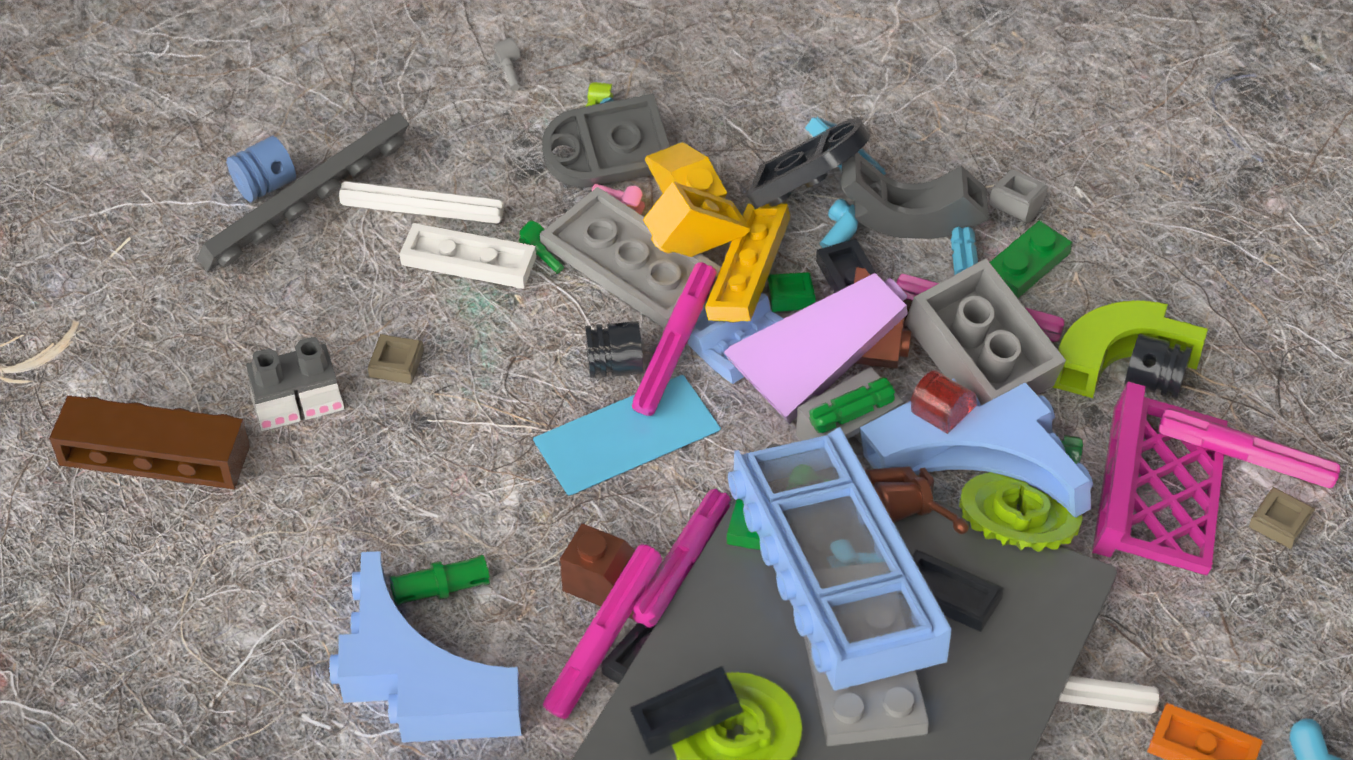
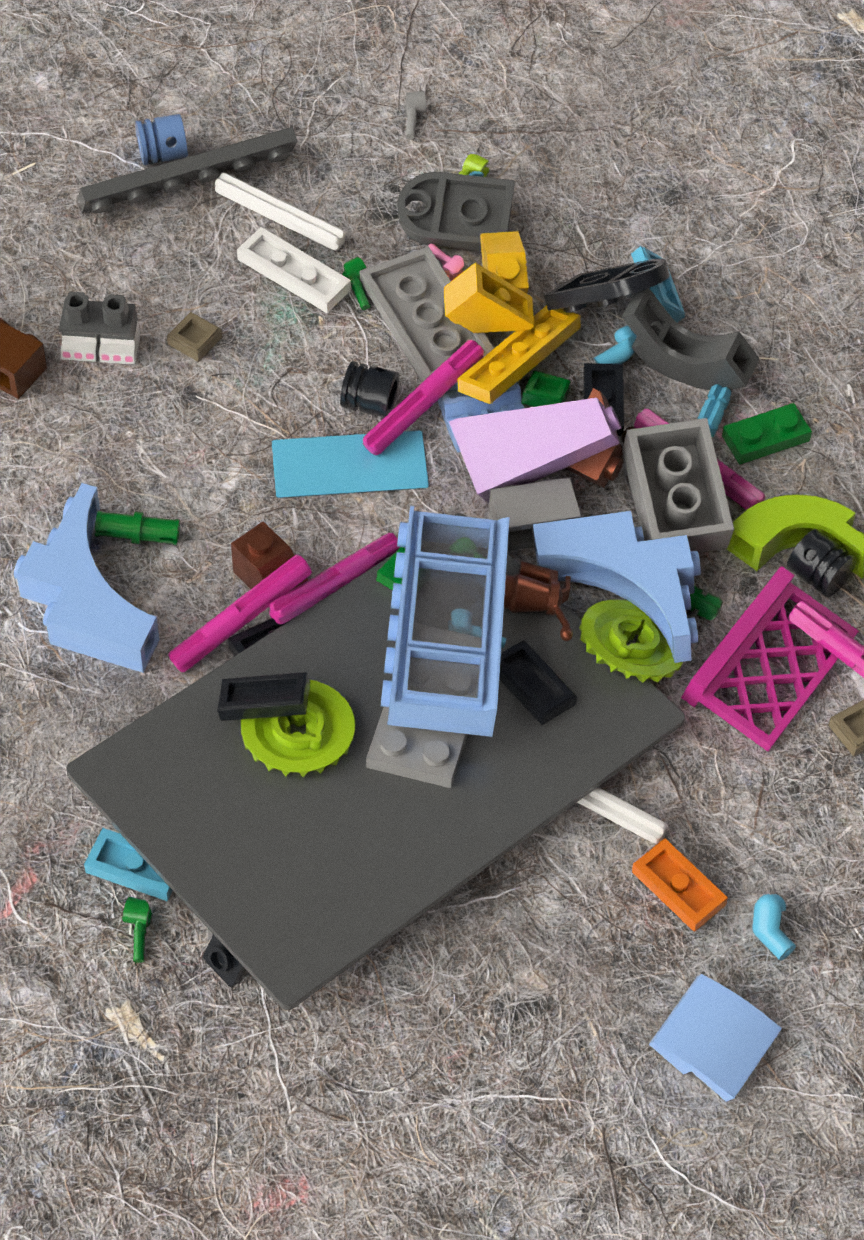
camera: 20 degrees right, 5 degrees up
(852, 405) = (532, 503): green axle -> none
(942, 401) = (606, 525): clear red brick -> none
(1018, 195) = (787, 375): light grey brick -> none

